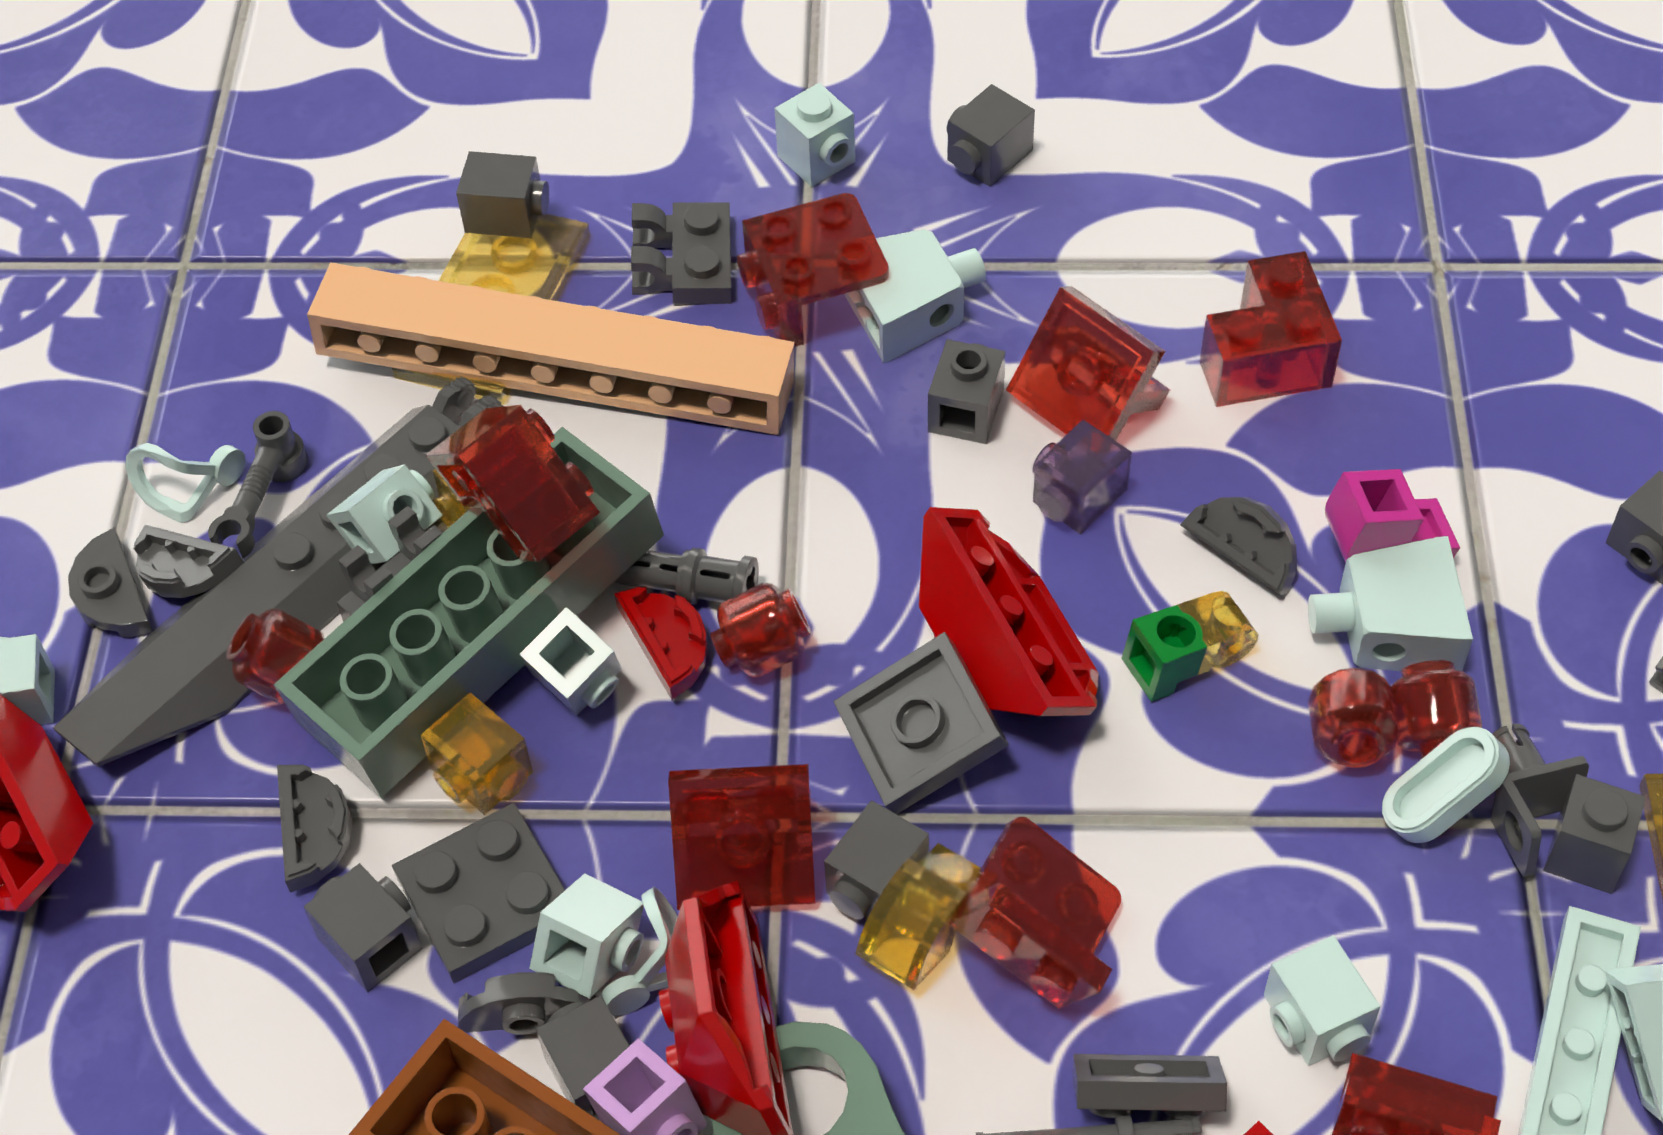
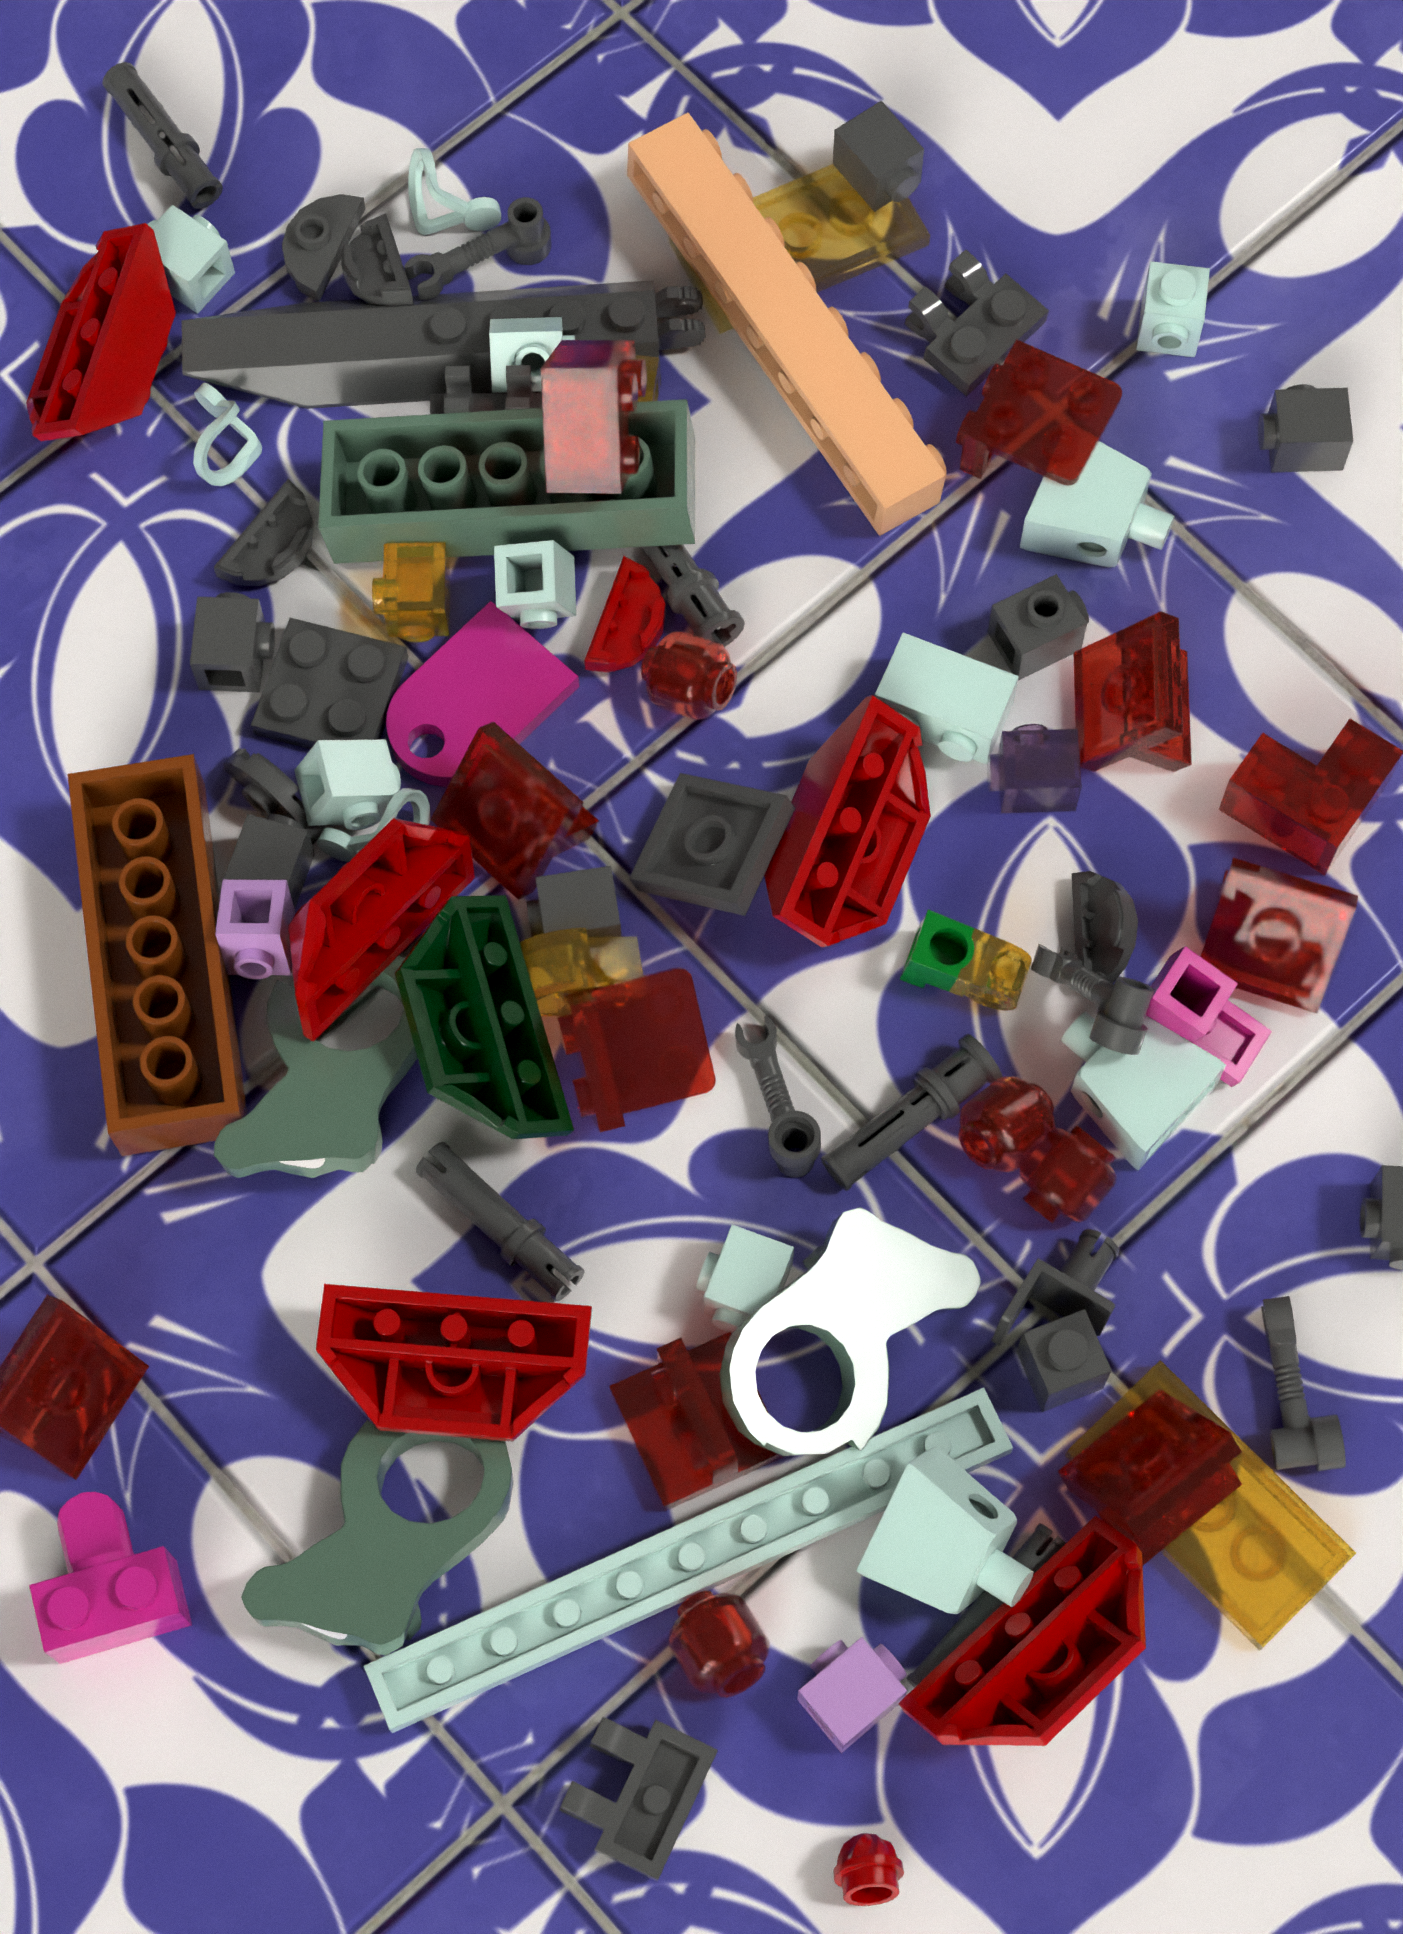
camera: 45 degrees right, 15 degrees up
(151, 767) = (226, 414): none -> light aqua piece
(268, 648) = (361, 389): clear red head -> none
(609, 792) = (476, 678): none -> dark pink tile
(917, 998) = (481, 1021): none -> dark green wedge
(966, 472) = (949, 696): none -> light aqua brick
(1172, 1083) = (580, 1219): dark grey plate -> none
(1231, 863) = (788, 1127): none -> dark grey brick
(1279, 751) = (935, 1095): none -> dark grey pin
(1350, 553) = (1120, 1005): none -> dark grey brick
(1365, 423) = (1277, 933): none -> clear red bracket
(1414, 924) = (853, 1297): none -> animal
(1445, 784) = (1004, 1229): light aqua tile -> none

